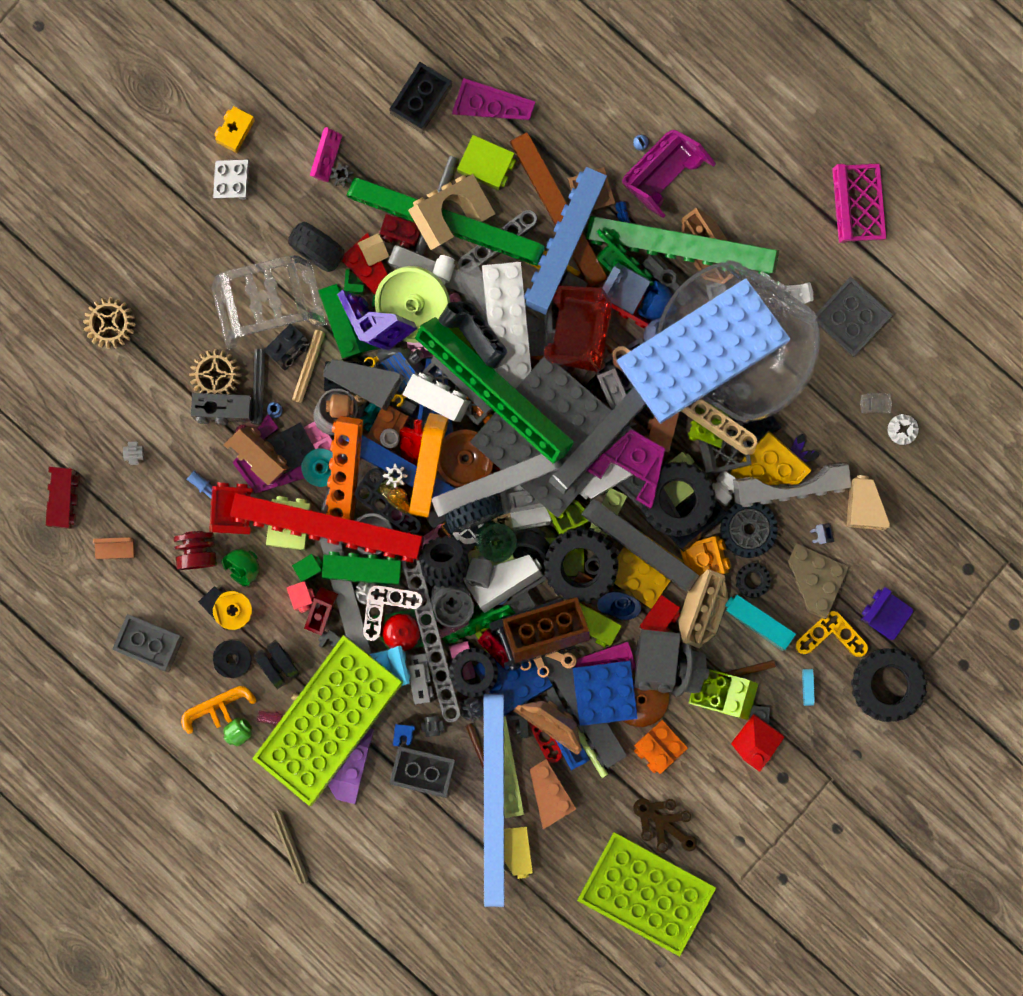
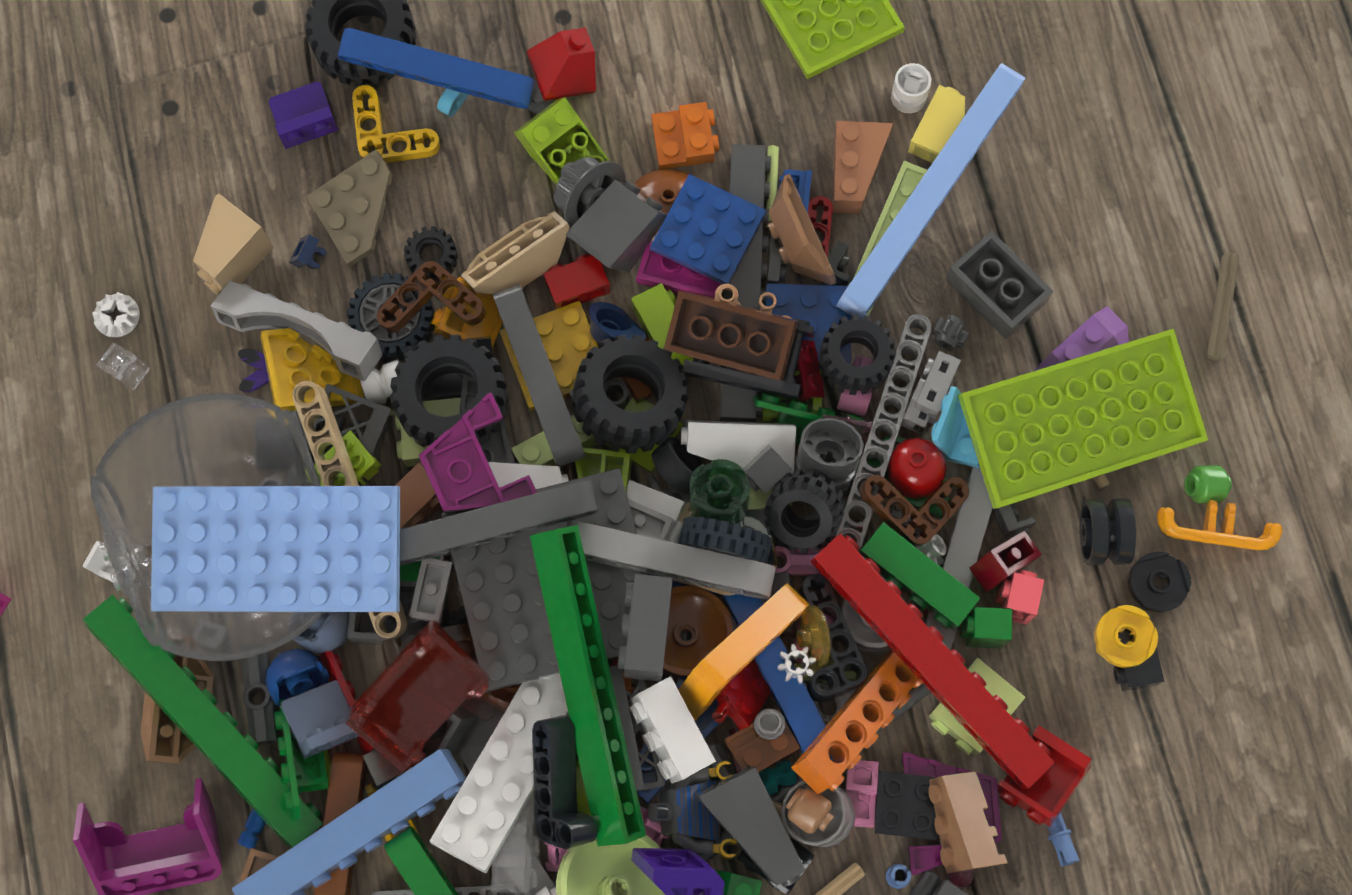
camera: 145 degrees left, 10 degrees down
(114, 548) = (1234, 832): nougat panel -> none
(148, 643) = (1264, 672): dark grey piece -> none
(195, 550) = (1129, 747): dark red wheel -> none
(242, 565) = (1073, 691): green cylinder -> none
(269, 718) = (1154, 476): clear pink pin -> none
(309, 464) = (902, 748): teal dish -> none
(403, 731) = (992, 345): blue hinge -> none
(471, 709) = (890, 318): dark grey gear -> none
(476, 743) = (907, 278): reddish brown bar -> none
(483, 436) = (645, 627): none -> dark grey brick
(548, 862) = (911, 88): none -> white wheel
(662, 823) = (741, 51): dark brown plant -> none
(736, 552) = (427, 289): none -> reddish brown beam
(750, 669) = (512, 158): reddish brown bar -> none
(759, 622) = (459, 194): teal slope -> none
(823, 684) = (435, 68): none -> blue beam
(852, 316) = (59, 491): dark grey plate -> none

